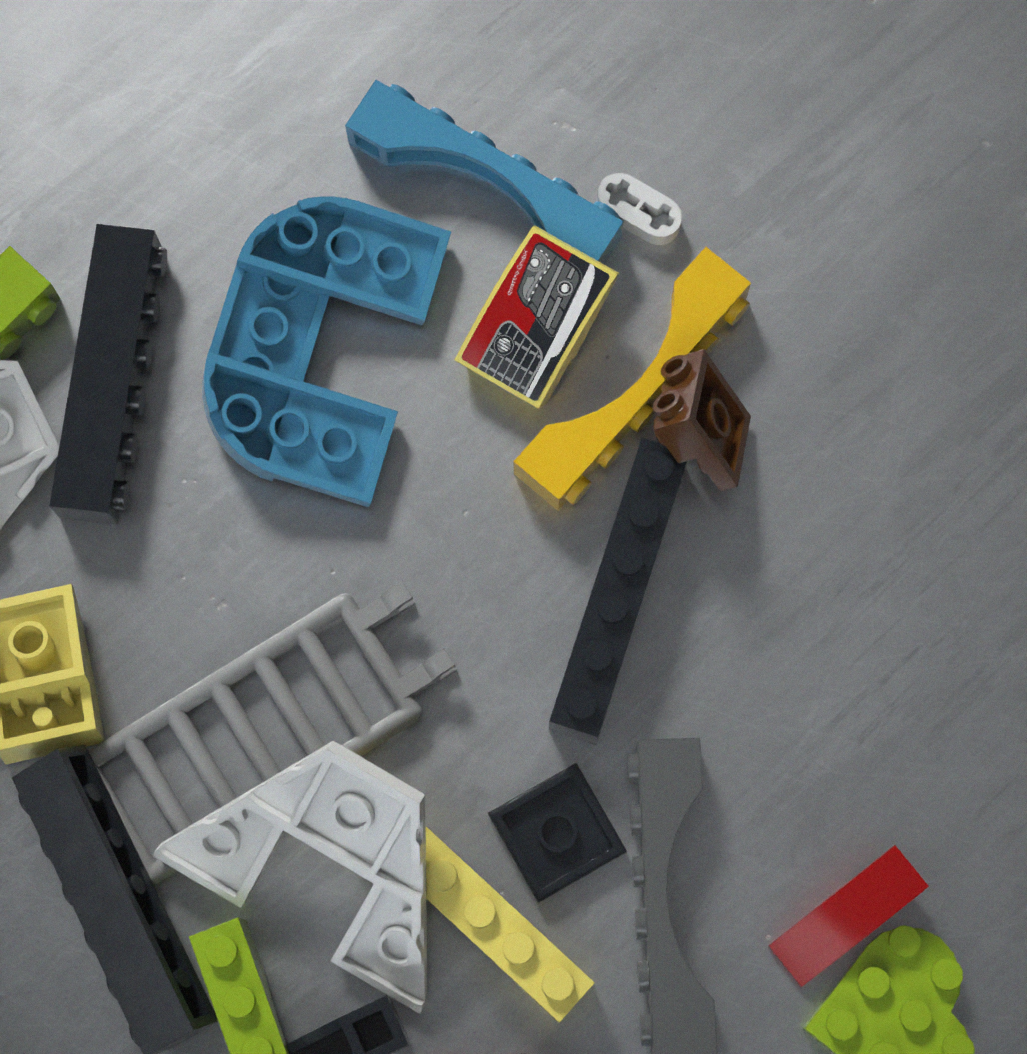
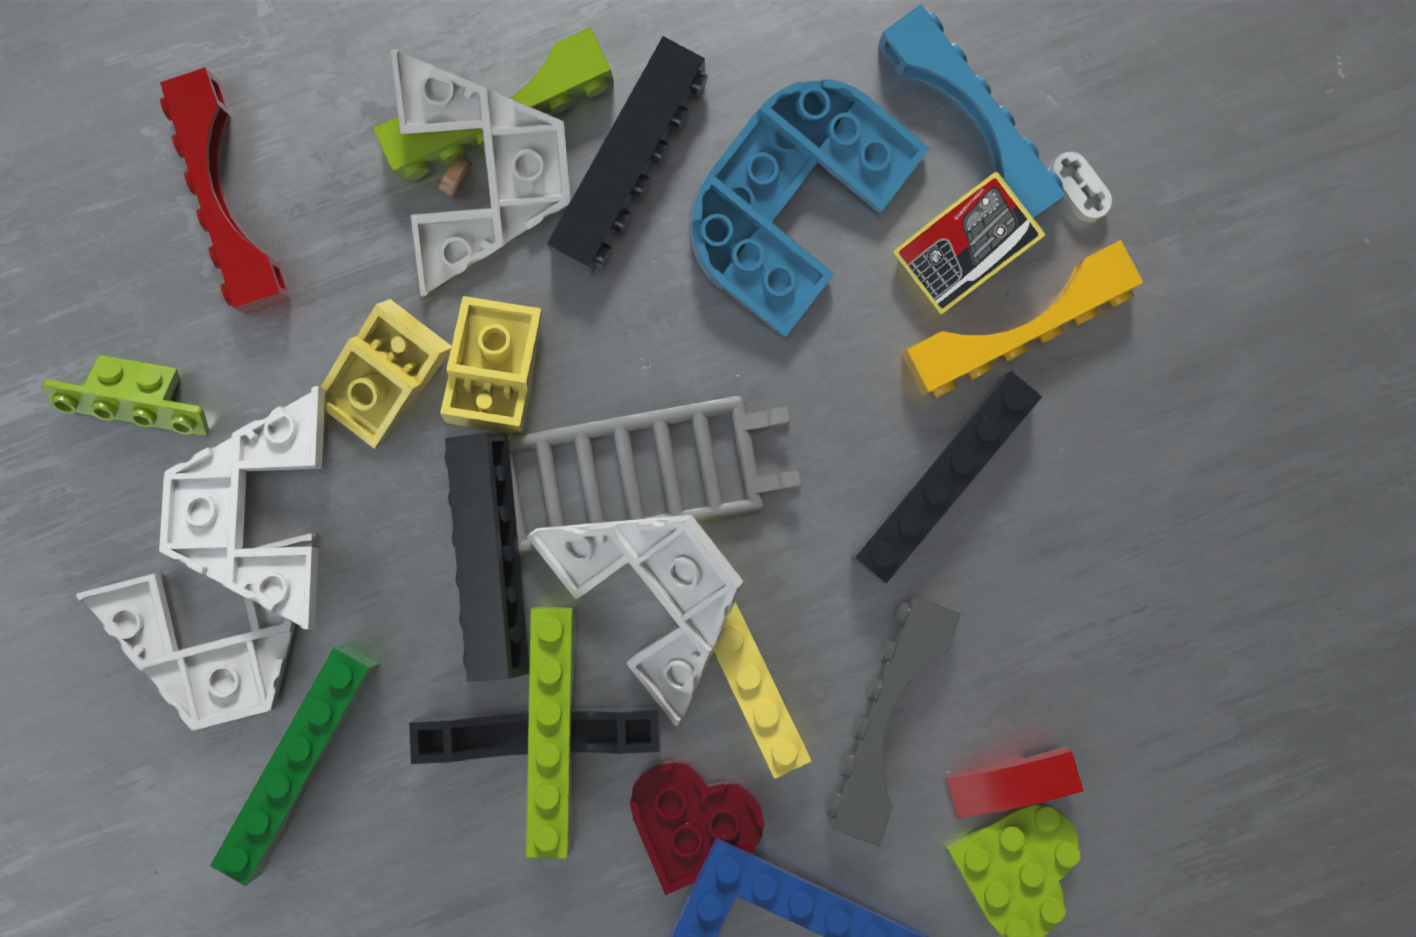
camera: 20 degrees right, 10 degrees up
(557, 832) = (826, 636): black tile -> none
(702, 418) = (1062, 373): reddish brown plate -> none

